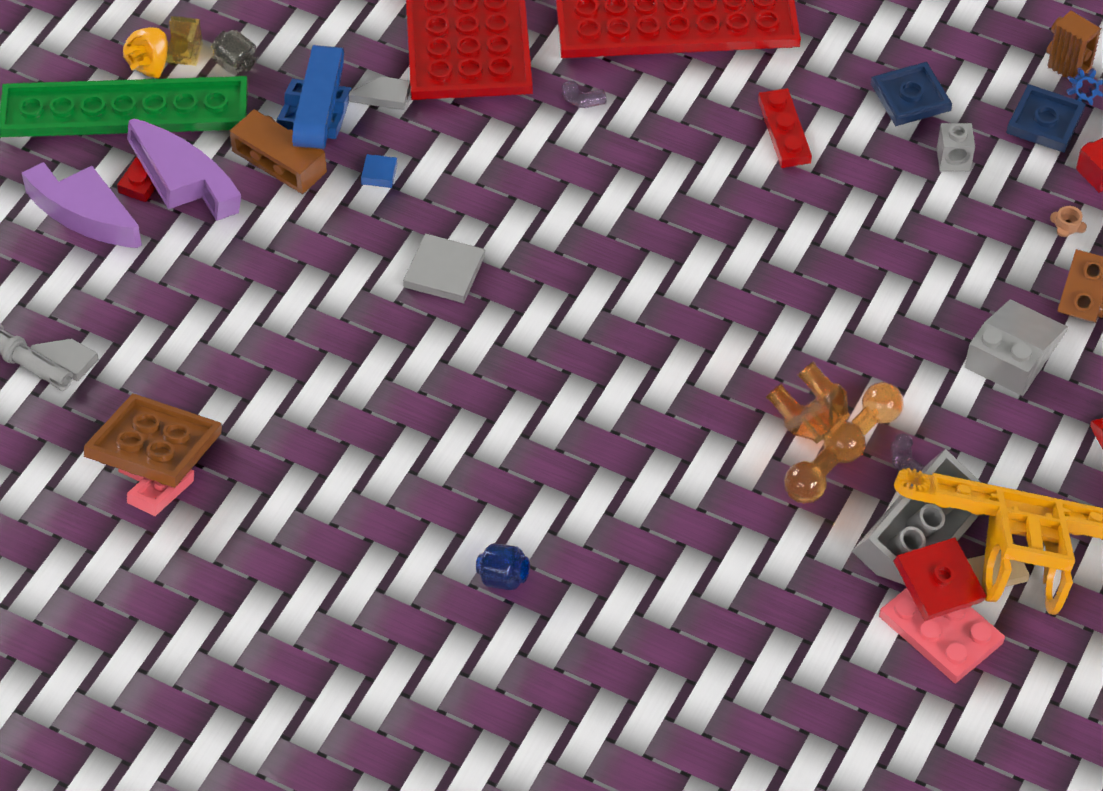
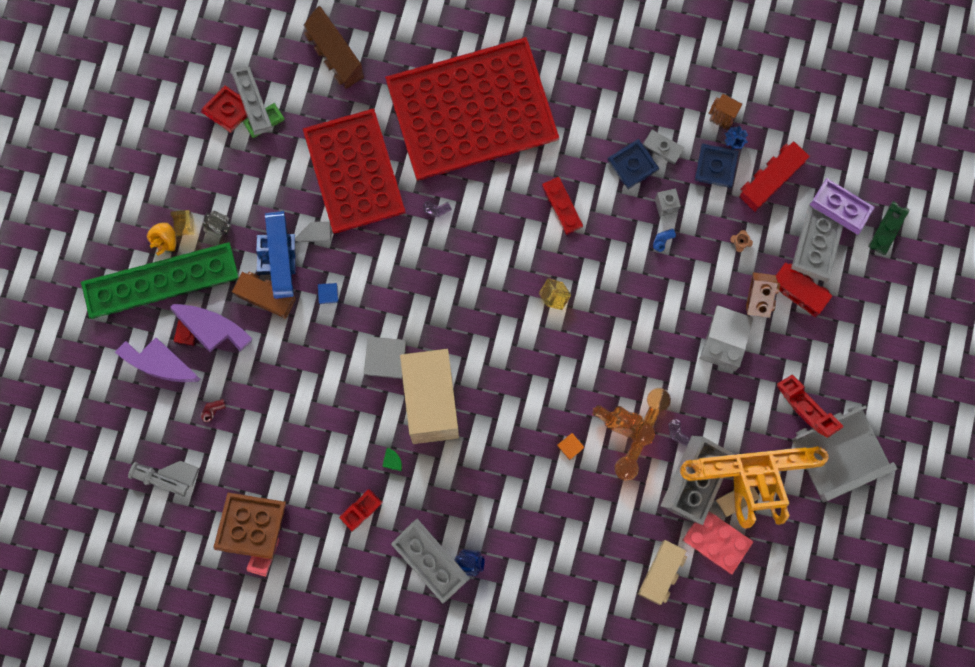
camera: 15 degrees left, 25 degrees up
(144, 282) = (211, 408): none -> dark red arm
(339, 466) = (361, 510): none -> red slope
(414, 406) = (392, 460): none -> green tile
(436, 547) = (430, 561): none -> light grey plate
(499, 305) = (429, 396): none -> tan piece
(718, 443) = (570, 446): none -> orange tile
(743, 233) = (555, 294): none -> clear yellow panel
(833, 648) = (663, 573): none -> tan brick
(937, 195) = (661, 238): none -> blue arm
(939, 578) = (714, 520): red plate -> none
(965, 83) = (663, 147): none -> light grey plate

